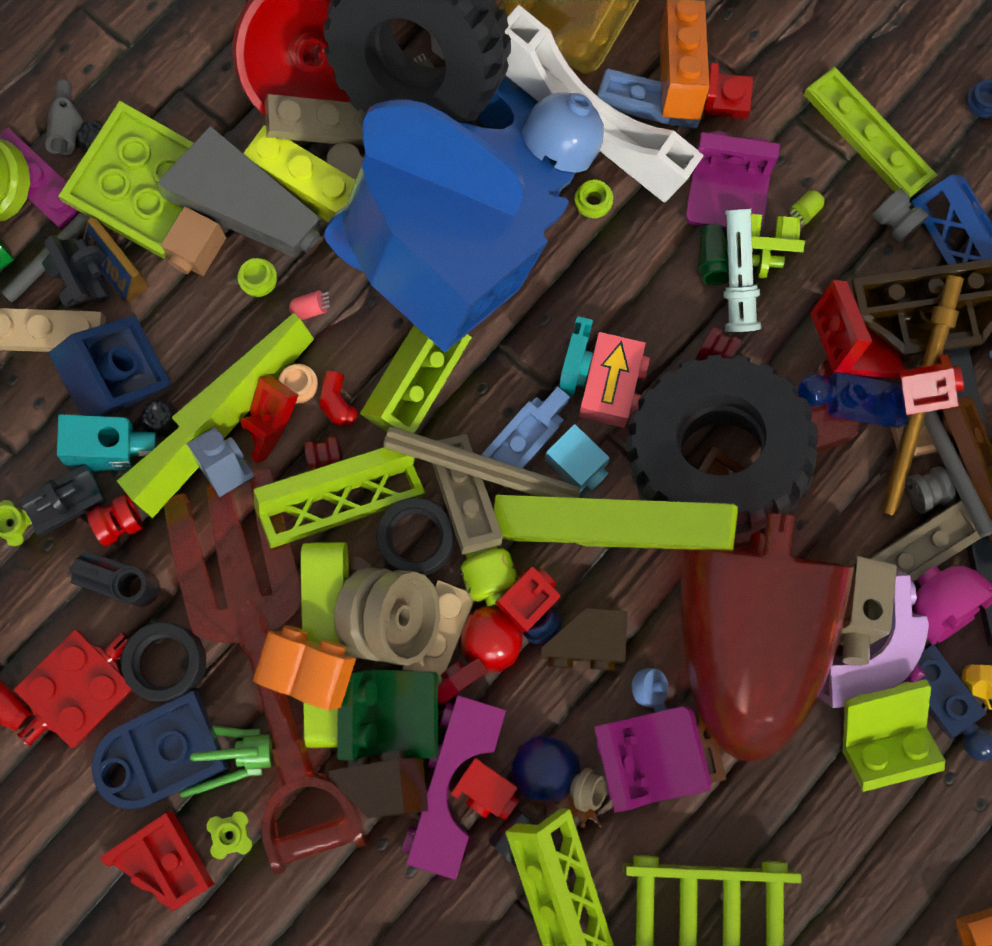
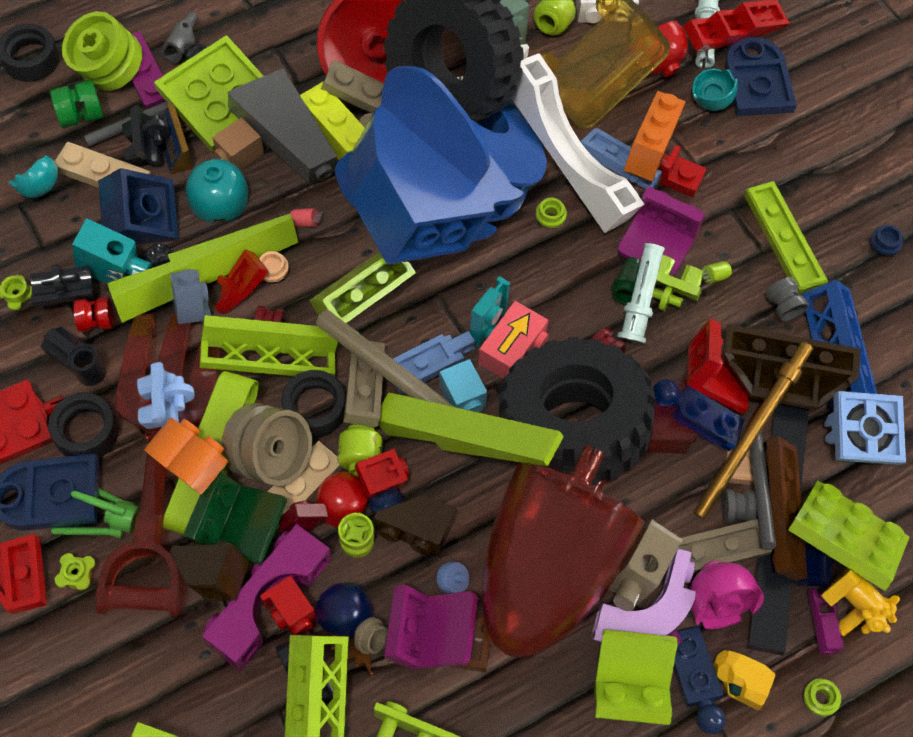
camera: 15 degrees right, 15 degrees down
(192, 309) = (217, 190): none -> teal cylinder
(251, 603) = (167, 395): none -> light blue hips
(257, 277) = (274, 185): lime plate -> none
(333, 404) = (292, 288): red arm -> none
(526, 672) = (354, 528): none -> lime wheel
(565, 130) = (542, 148): medium blue cylinder -> none
(931, 386) = (760, 418): bracket -> none

